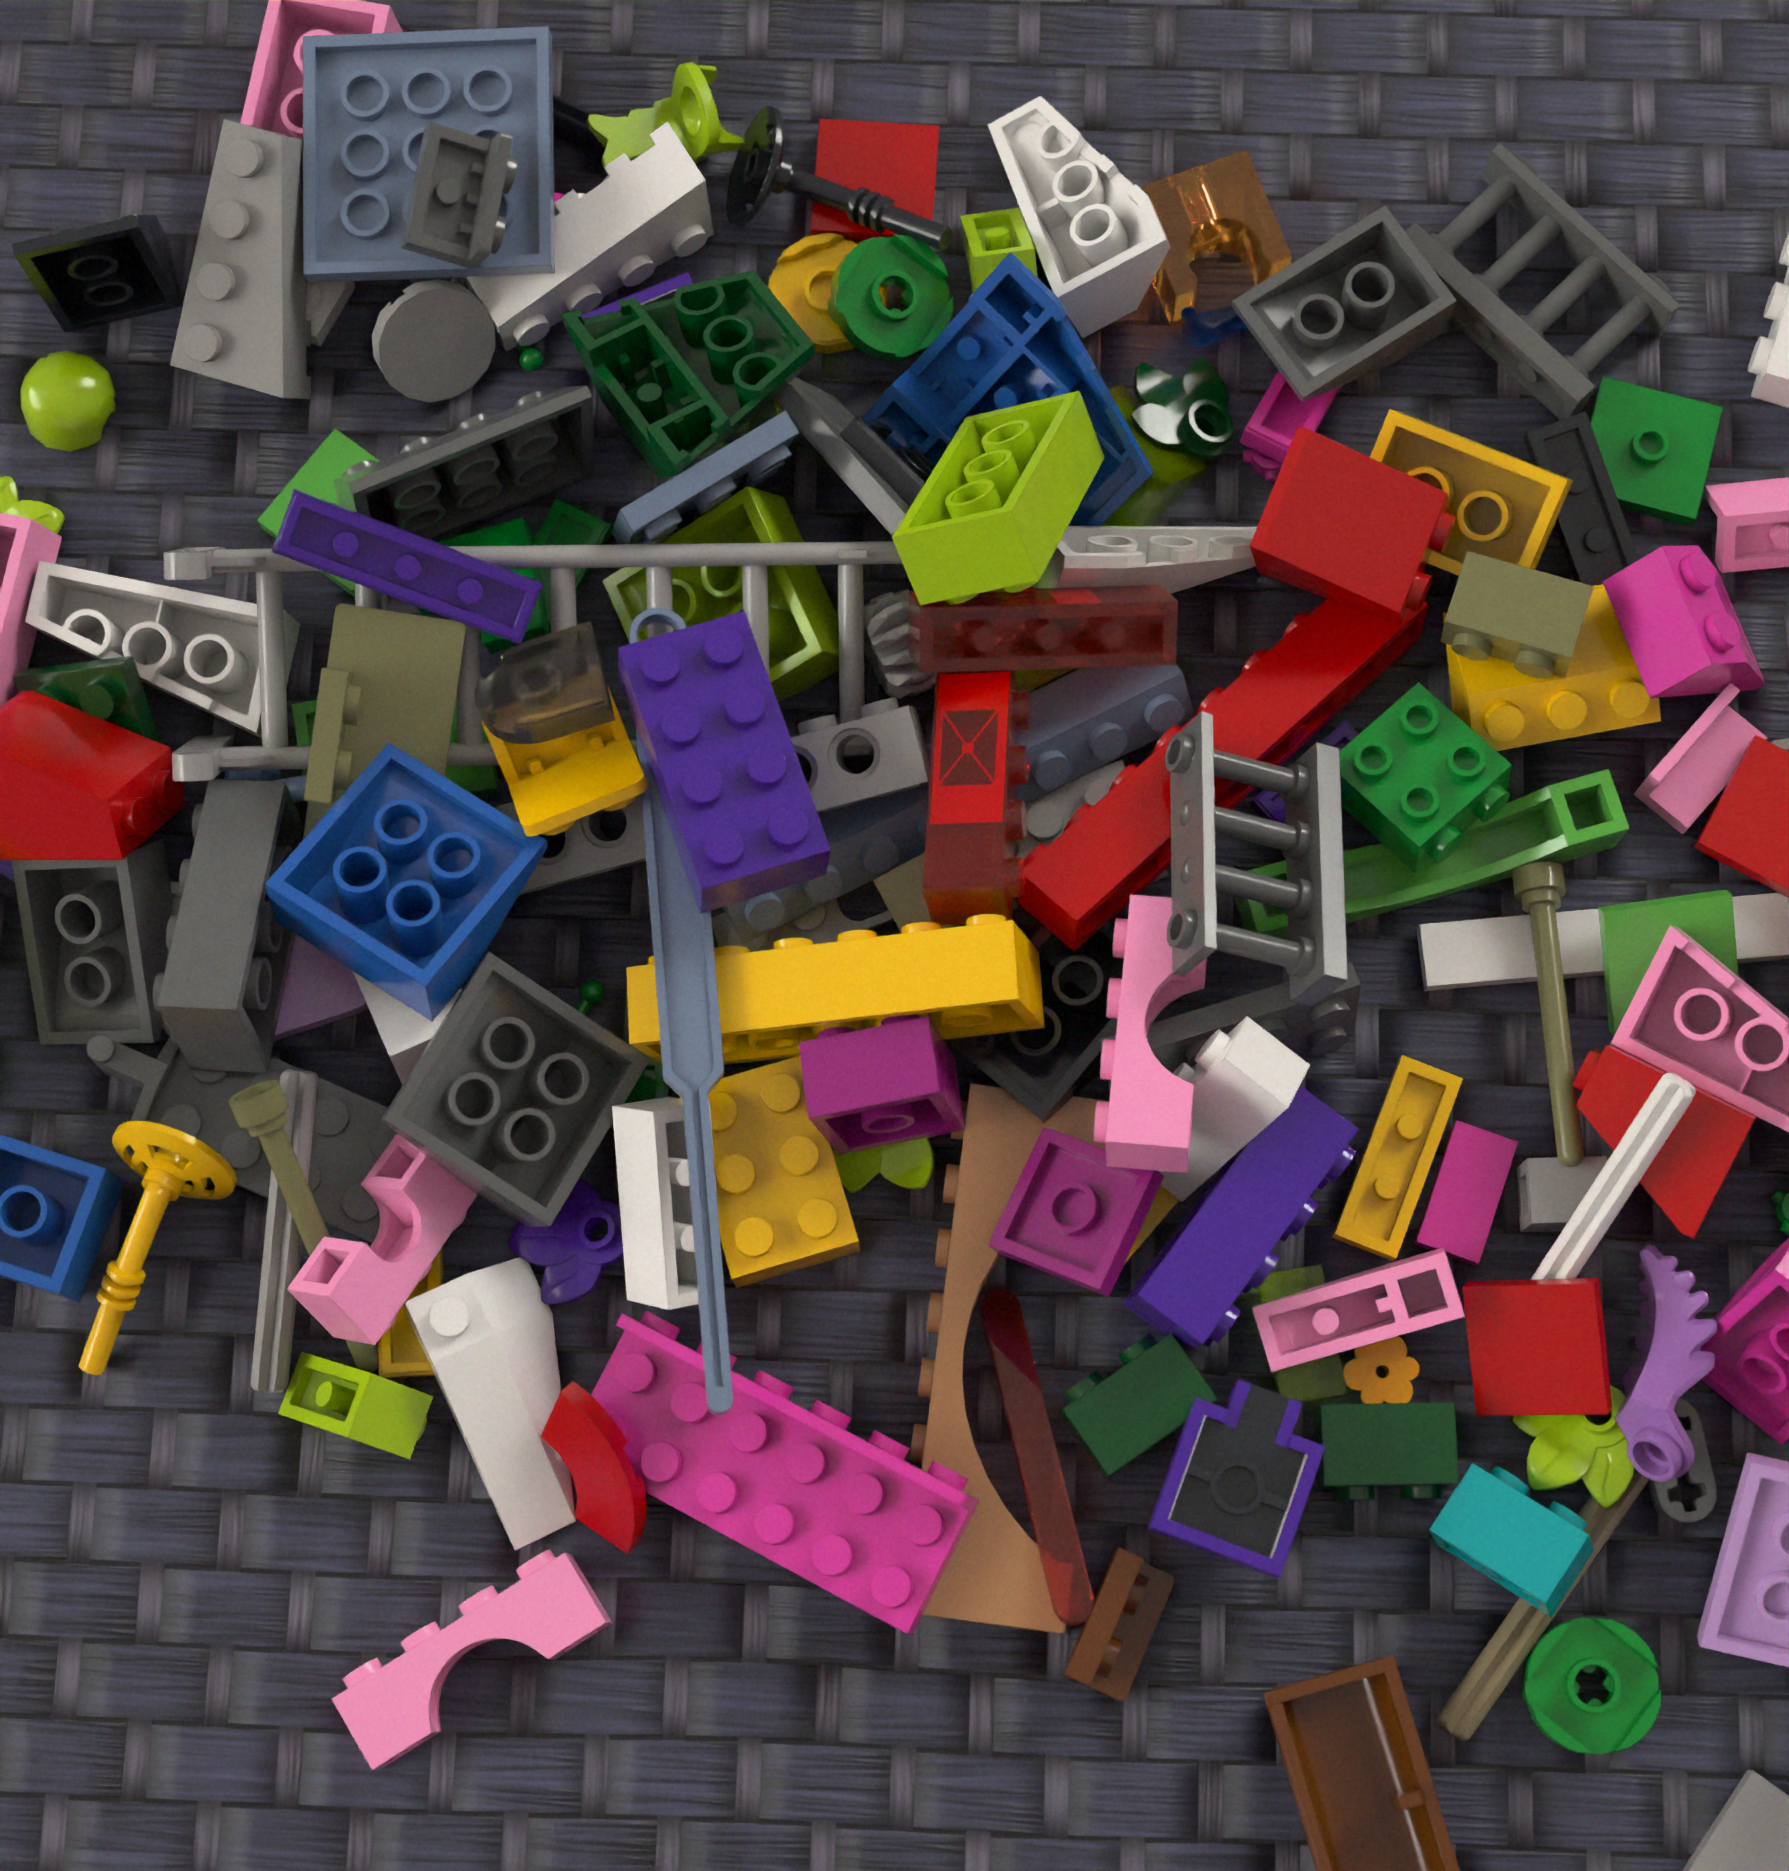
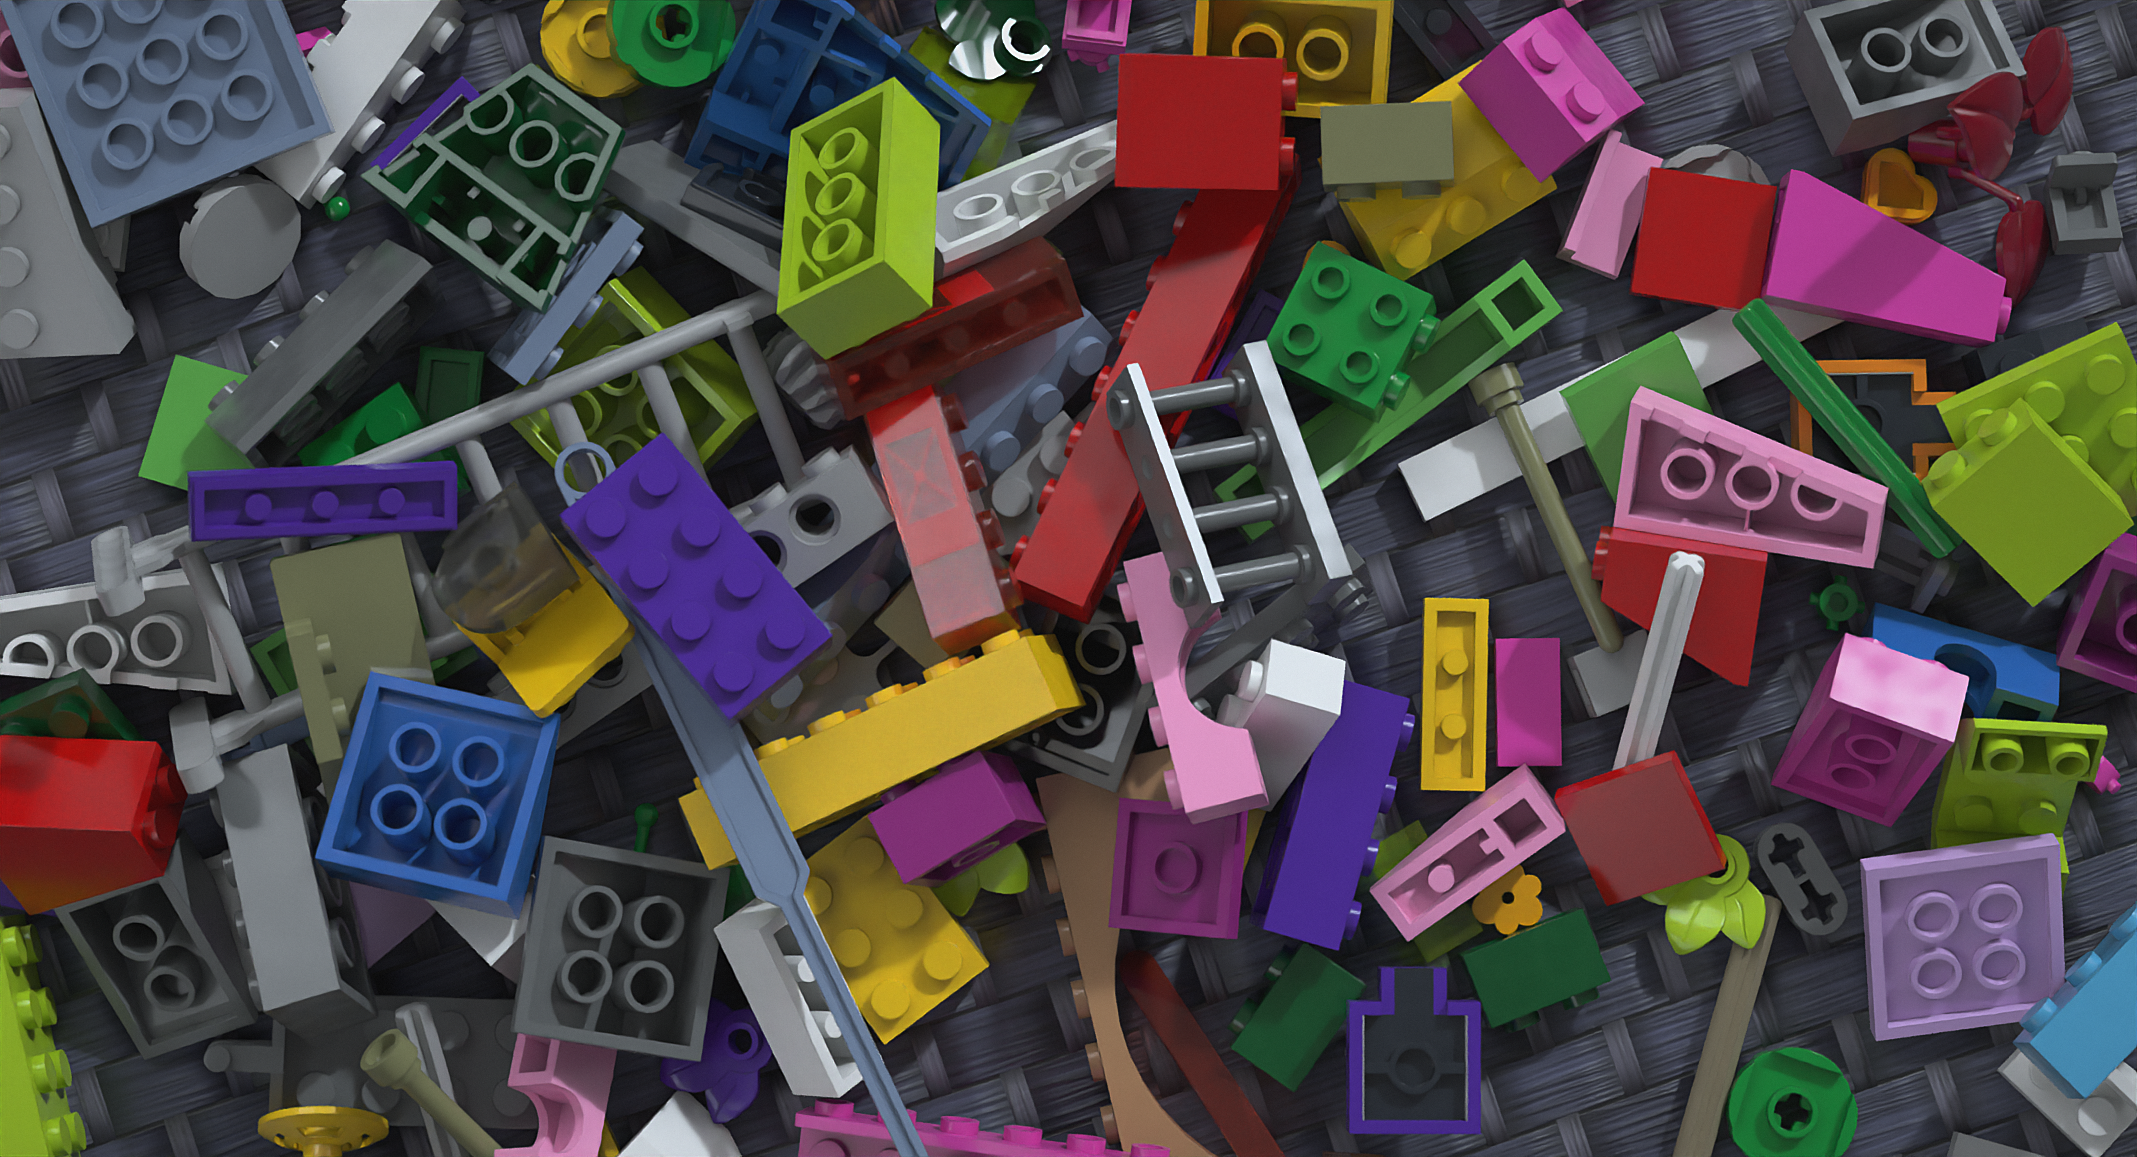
camera: 25 degrees left, 10 degrees up
(459, 195) = (217, 100): dark grey bracket -> none
(1513, 1537) = (1677, 1010): teal brick -> none
(1666, 1368) = (1763, 805): medium lavender plant -> none

